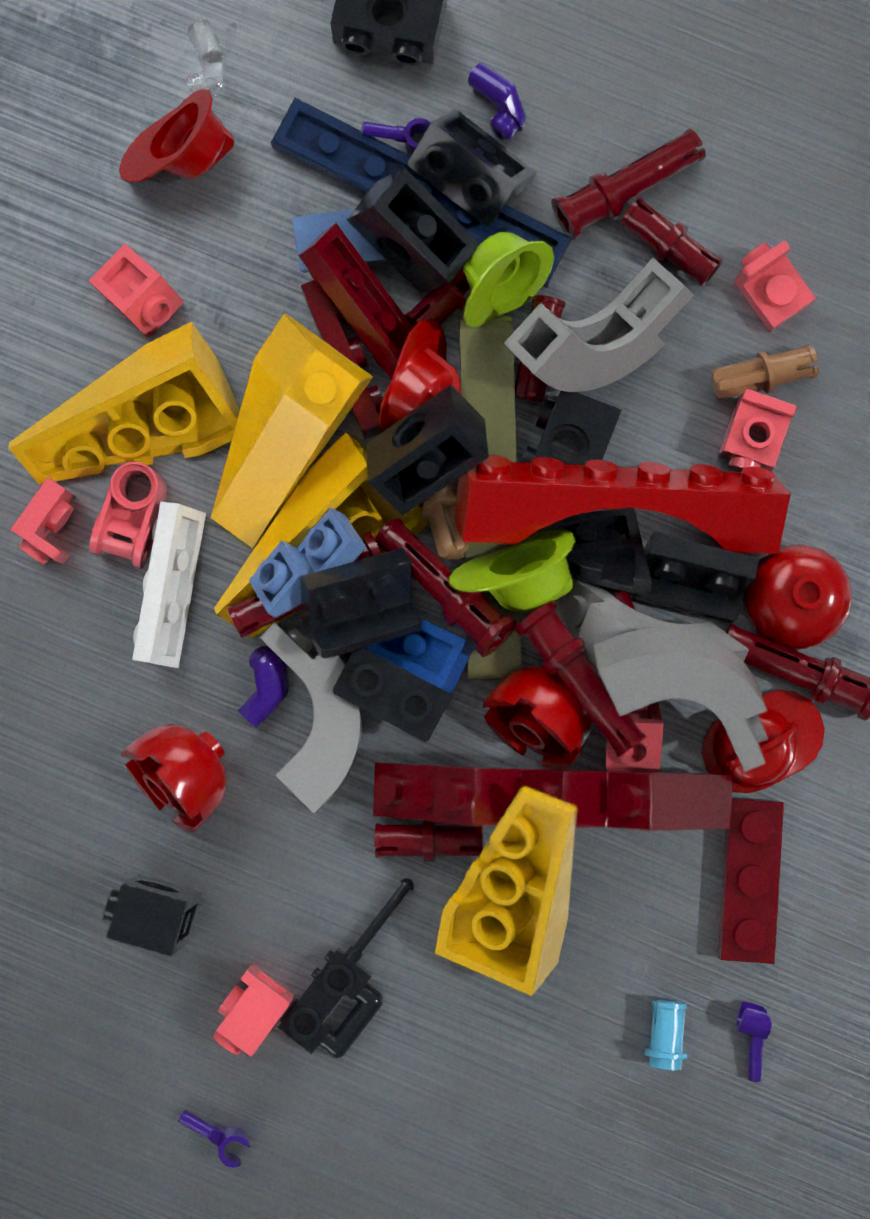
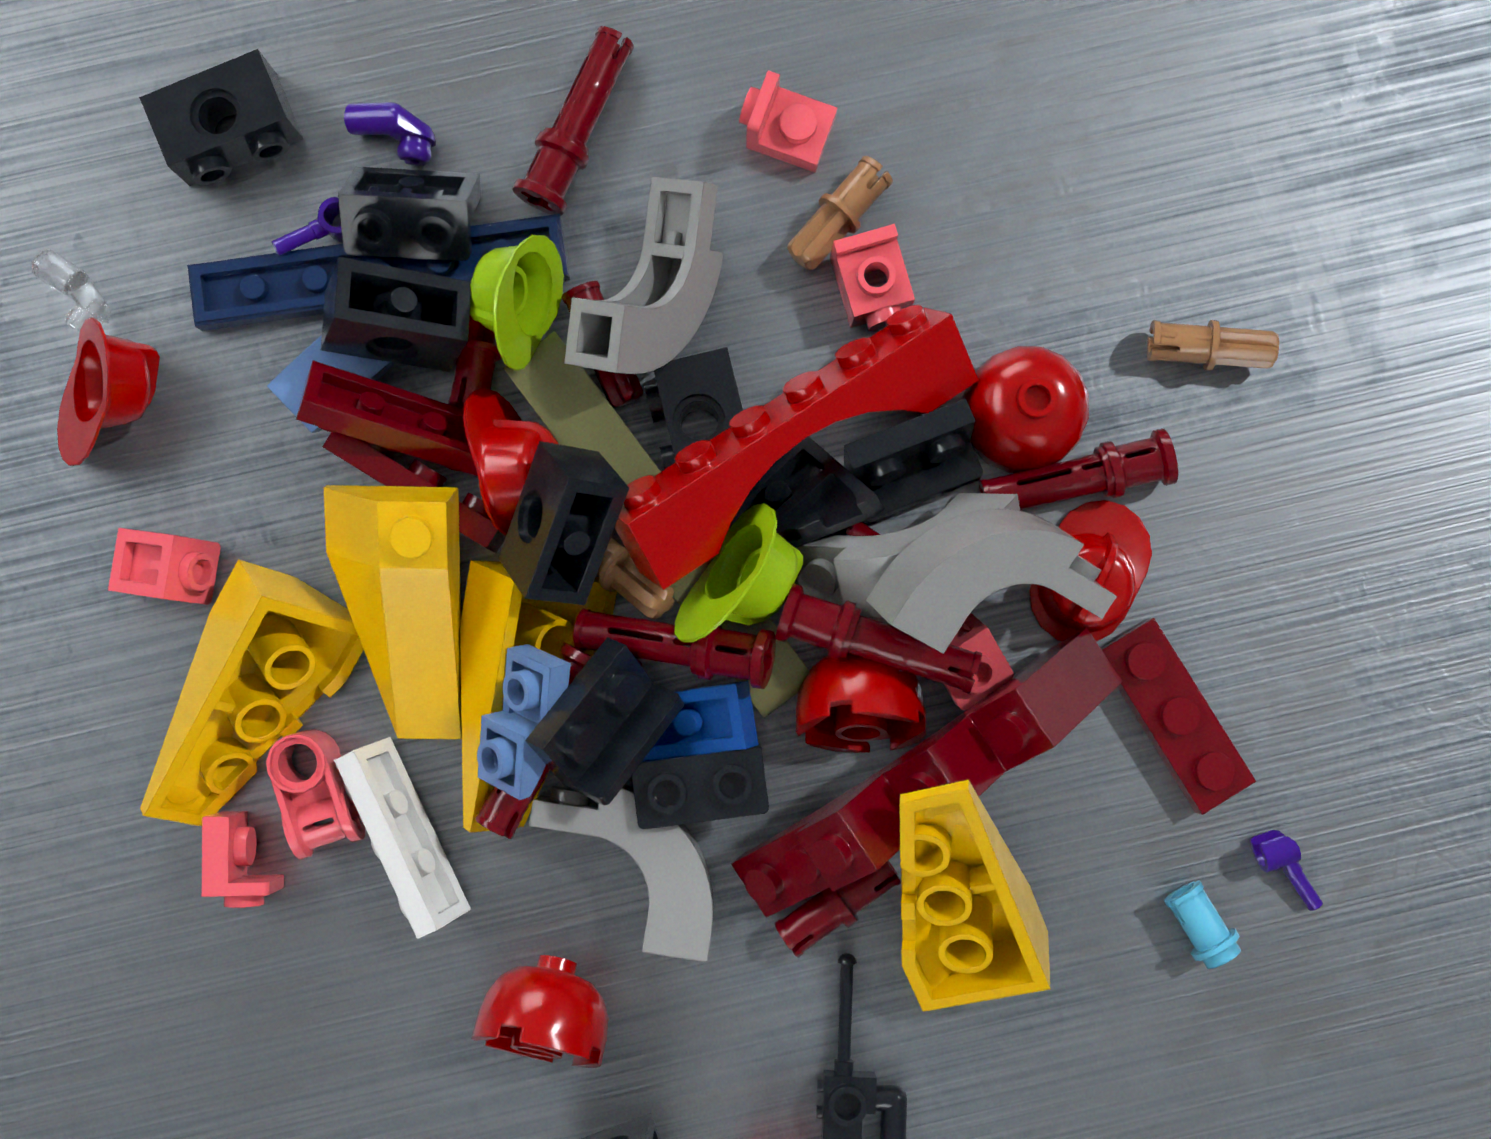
camera: 40 degrees left, 0 degrees up
(271, 685) = (576, 864): dark purple arm -> none
(670, 242) = (658, 150): dark red pin -> none

